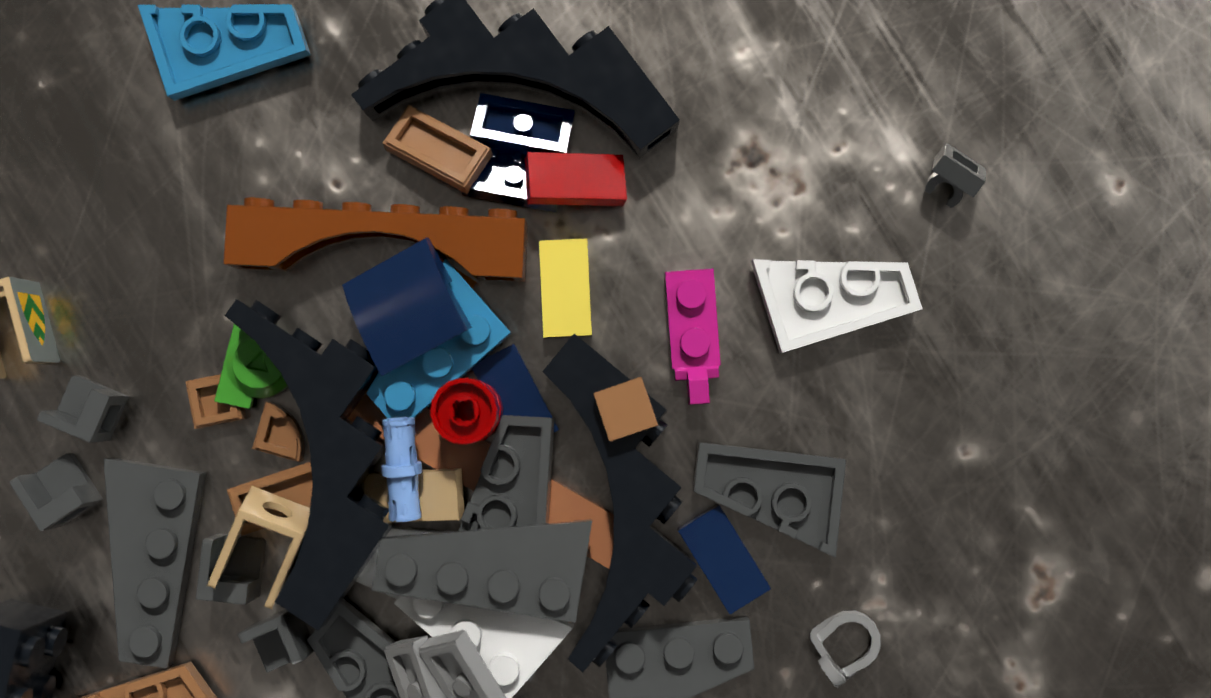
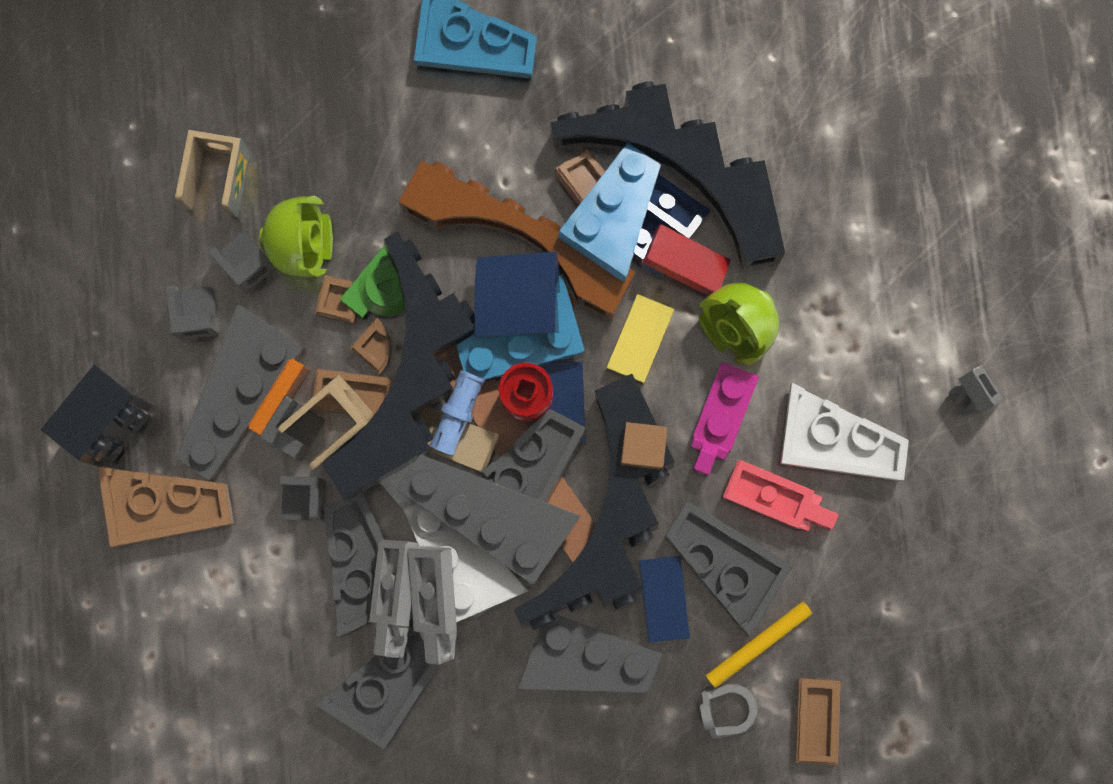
camera: 30 degrees right, 5 degrees down
(132, 355) = (298, 237): none -> lime cylinder
(200, 522) = (286, 384): none -> orange tile
(468, 163) = (613, 212): none -> wing
(667, 217) = (741, 320): none -> lime cylinder
(794, 393) = (777, 498): none -> coral hinge
(847, 559) = (758, 644): none -> yellow bar
(947, 610) = (817, 721): none -> medium nougat tile

